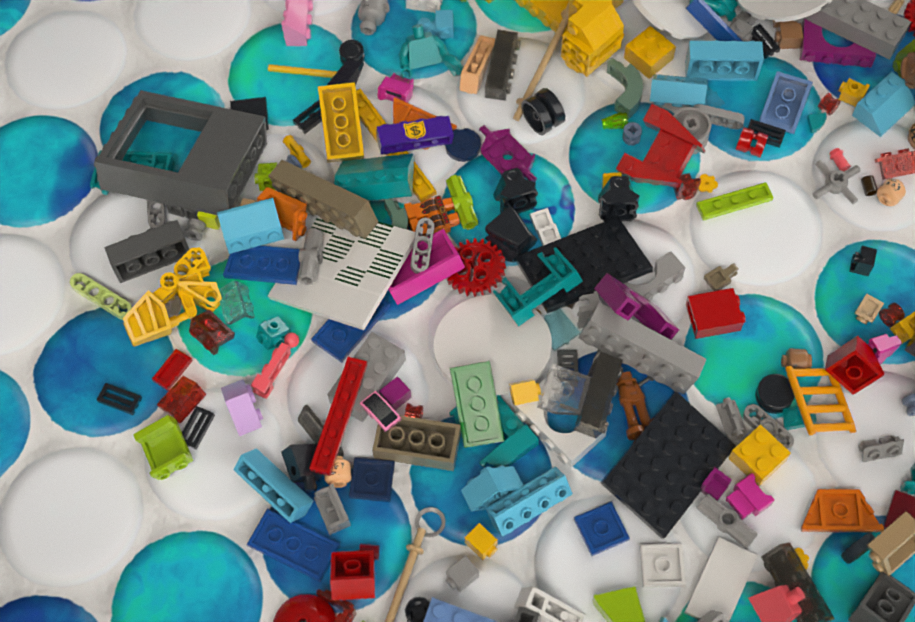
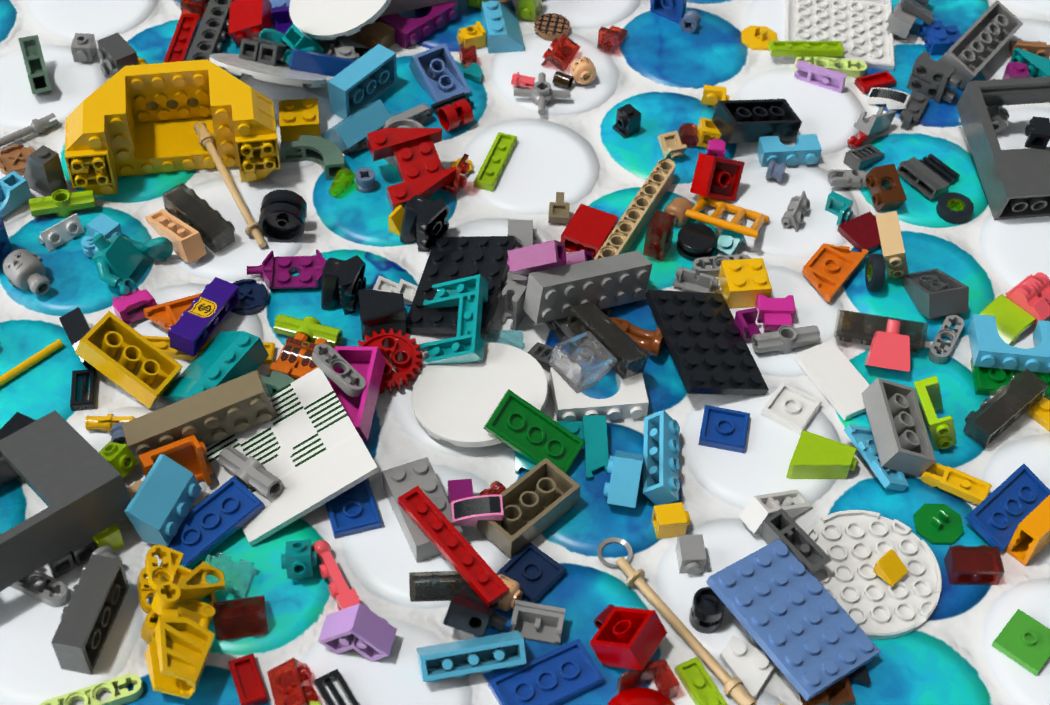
camera: 60 degrees left, 15 degrees down
(351, 50) = (48, 315): black wheel -> none
(524, 391) = (556, 389): yellow brick -> none
(749, 363) = (659, 235): none -> clear red brick
(764, 330) = (639, 210): none -> tan beam

